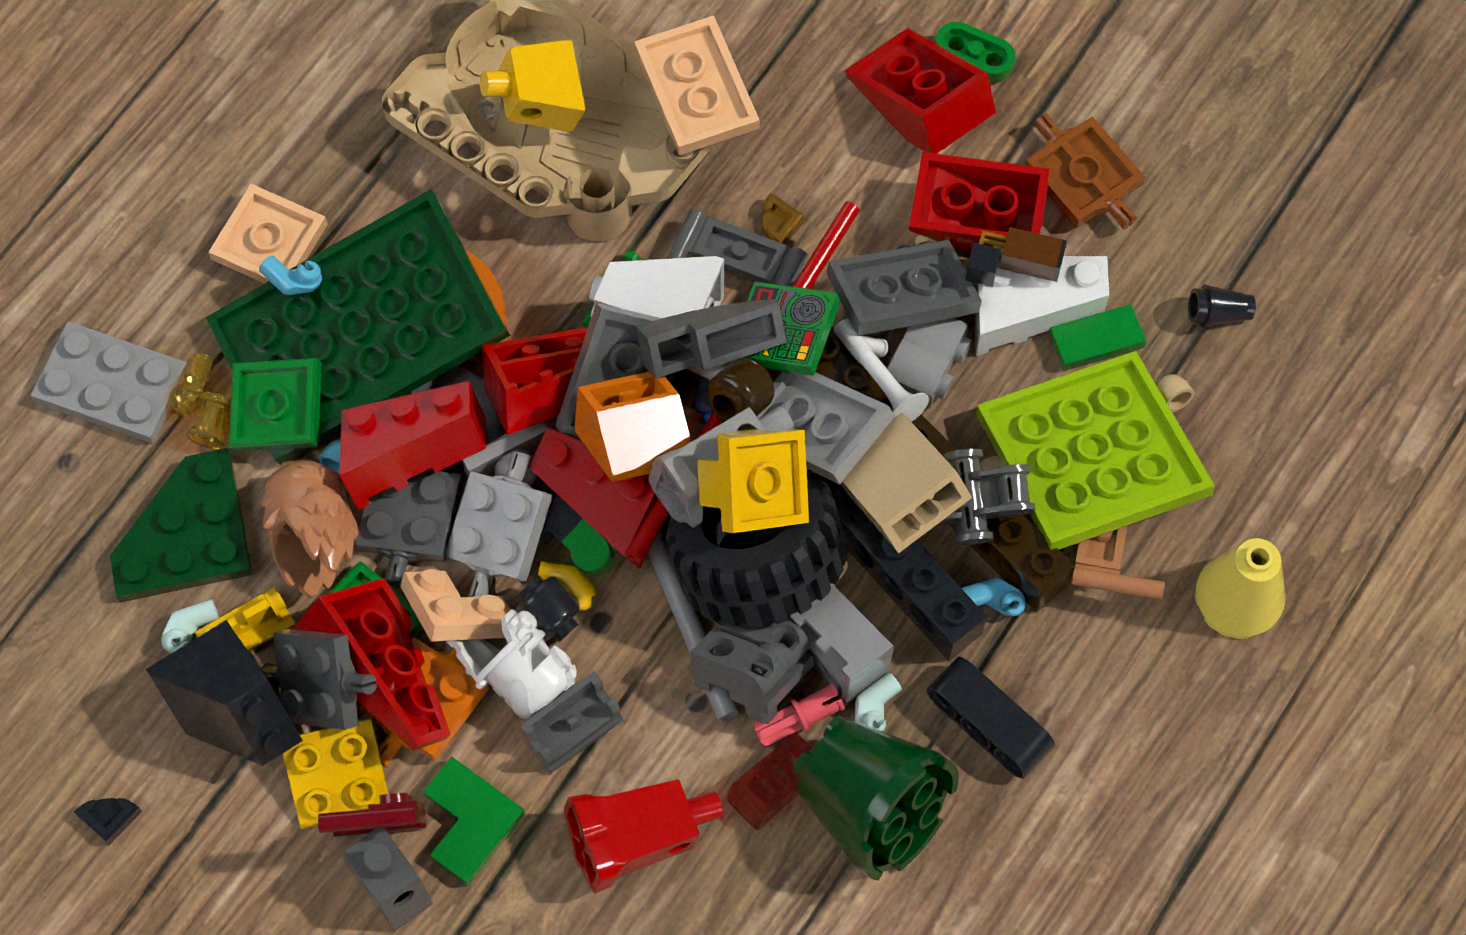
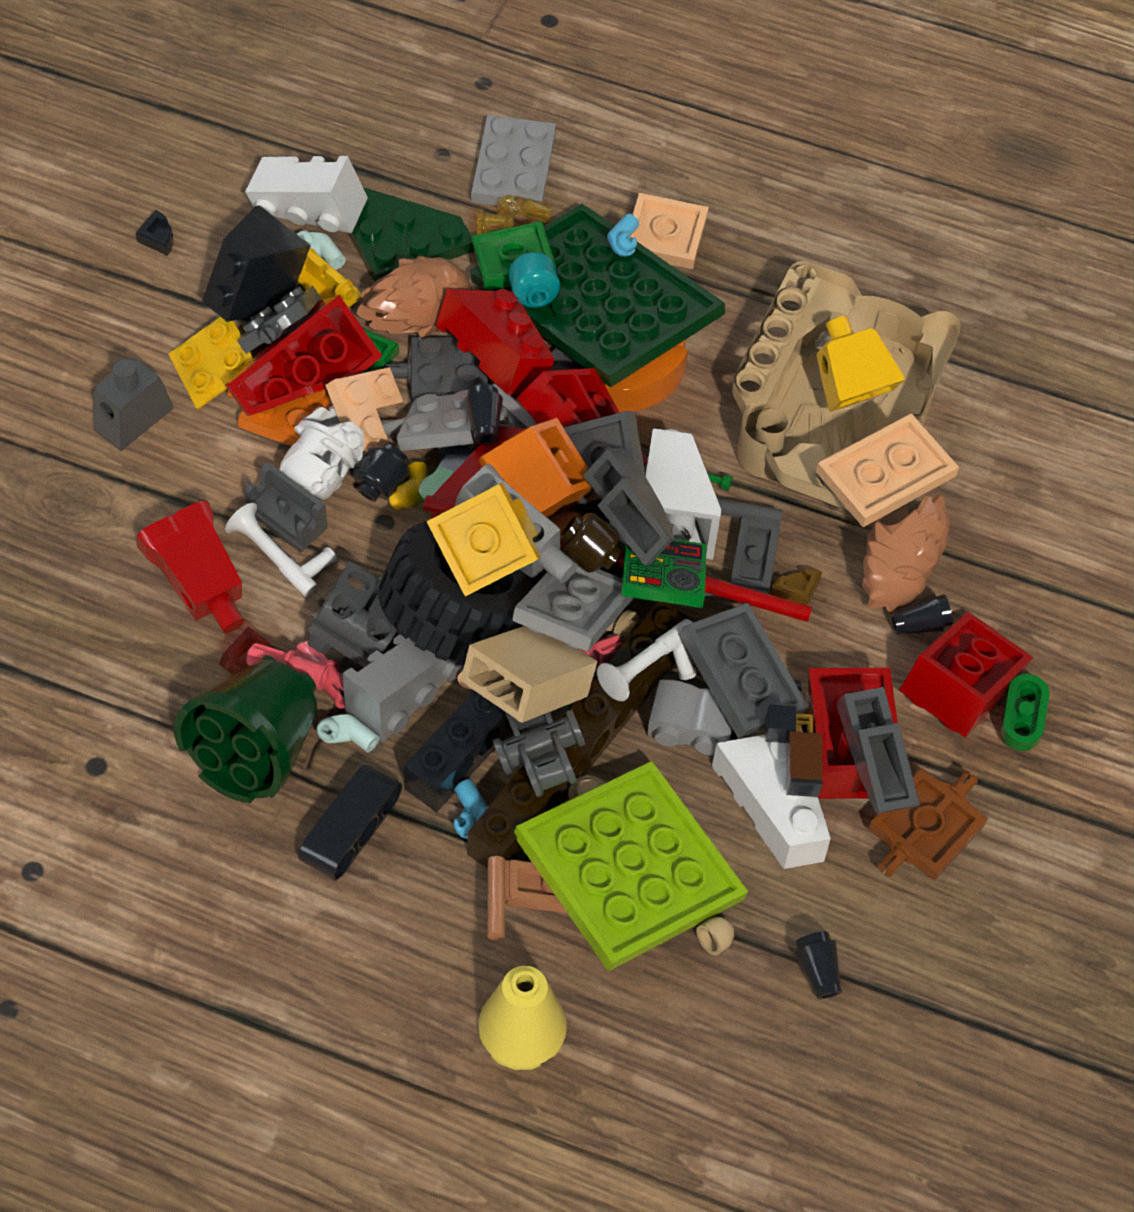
camera: 75 degrees right, 10 degrees down
(116, 622) = (309, 191): none -> white wedge
(340, 382) = (534, 279): none -> teal head
(393, 813) = (166, 374): dark red plate -> none
(481, 815) = (196, 467): green tile -> none
(528, 470) = (484, 412): none -> black cone
(661, 724) = (300, 577): none -> white piece
(792, 112) = (904, 553): none -> nougat head
(802, 738) = (317, 671): none -> coral axle
(845, 111) = (923, 615): none -> black cone
(1031, 182) = (878, 750): none -> dark grey slope
(1097, 337) = (757, 862): green tile -> none

